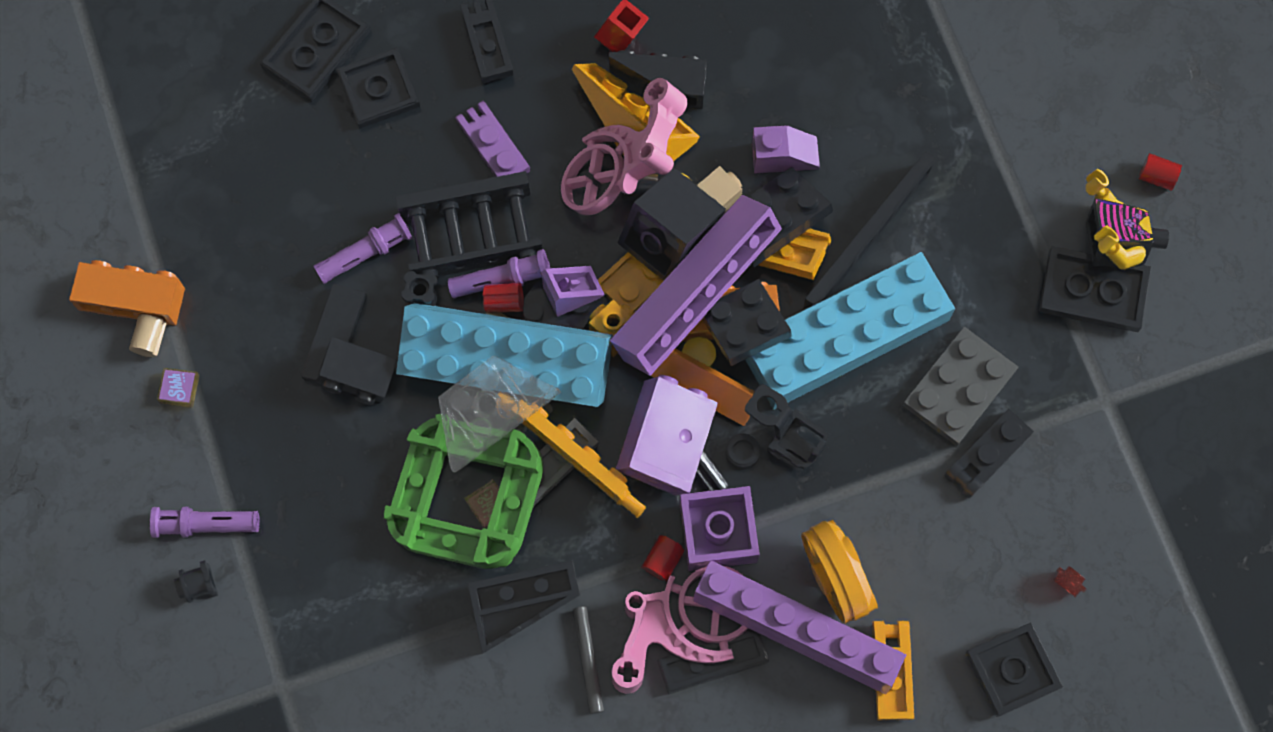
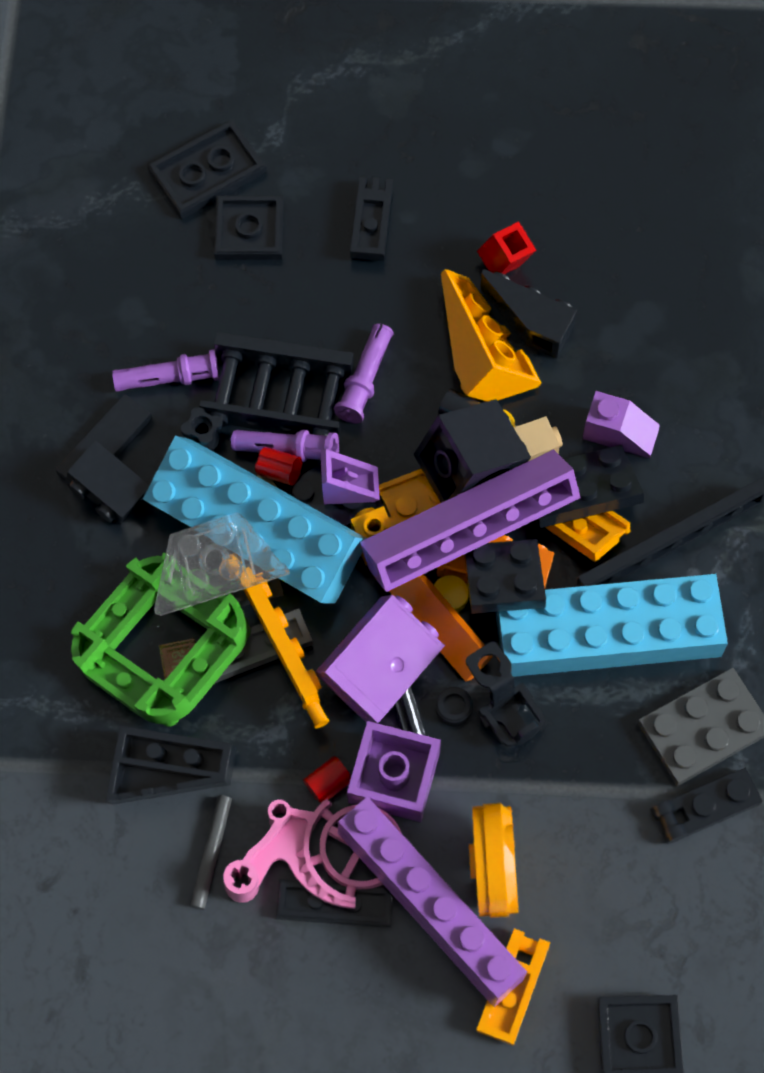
camera: 25 degrees right, 5 degrees down
(492, 142) = (336, 316): medium lavender hinge -> none
(542, 197) = (360, 385): none -> medium lavender pin
(642, 151) = (466, 376): bright pink piece -> none
(1070, 580) = (738, 969): clear red plate -> none

